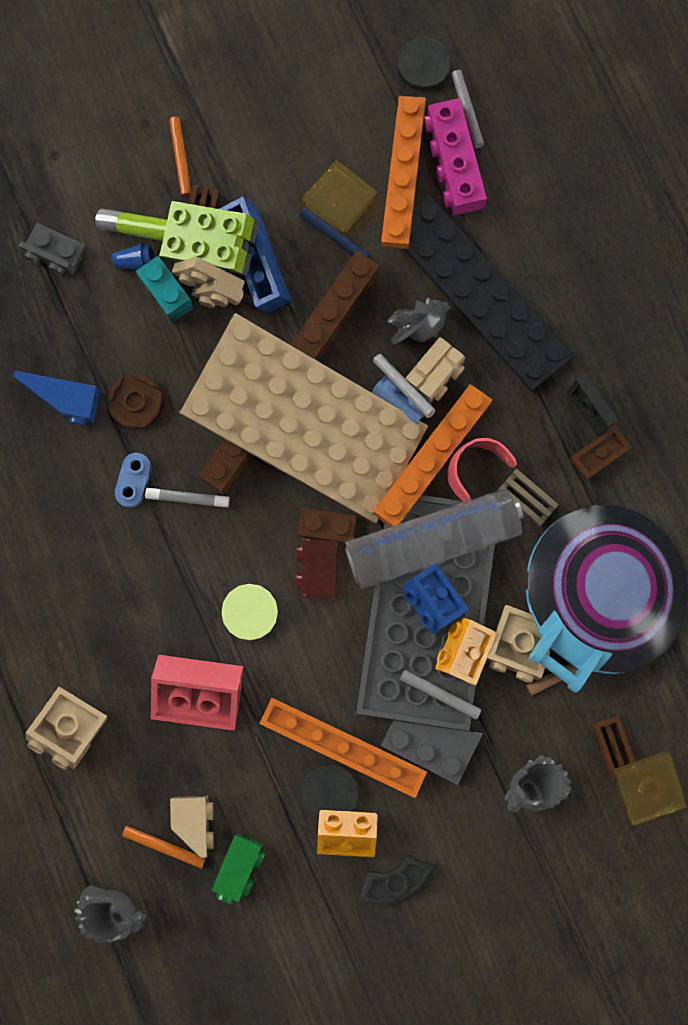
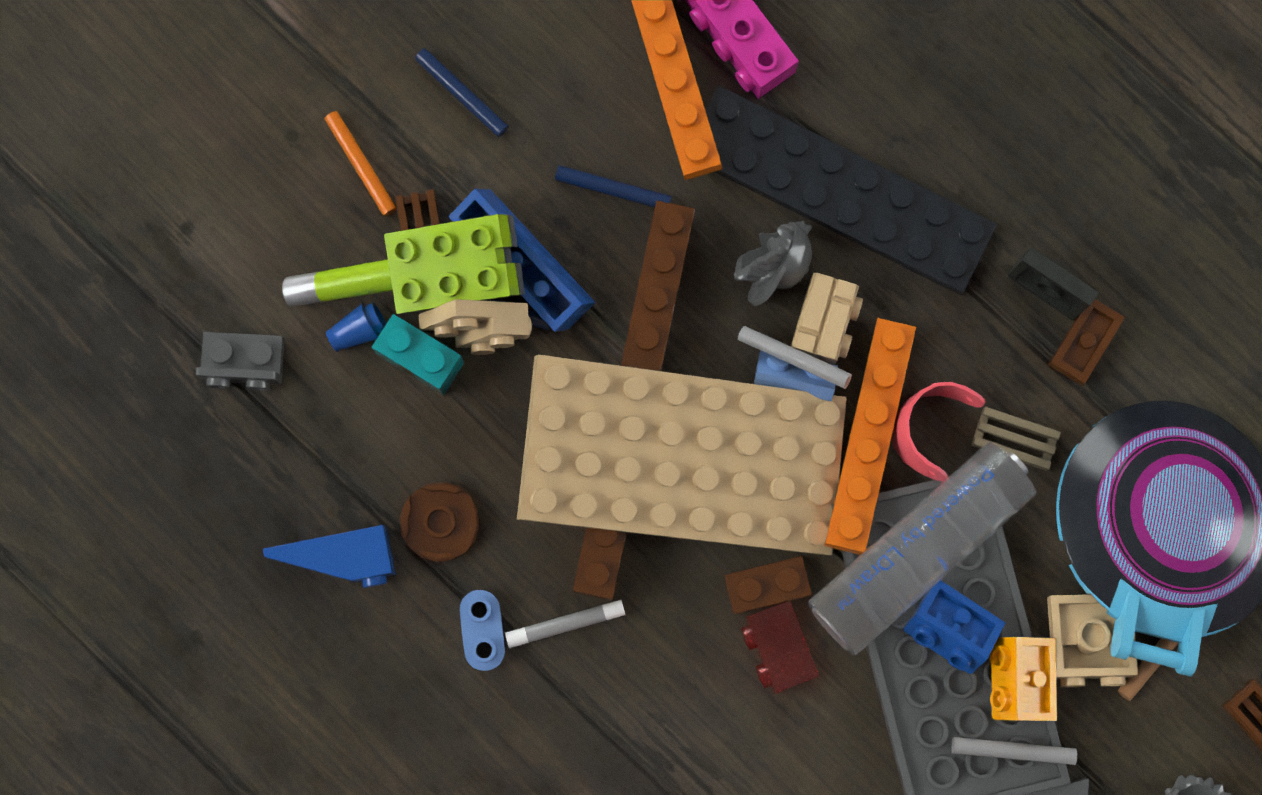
camera: 25 degrees left, 0 degrees up
(249, 612) = (714, 744): yellowish green tile -> none
(263, 137) = (461, 92): none -> dark blue bar
(339, 197) = (598, 134): clear yellow tile -> none

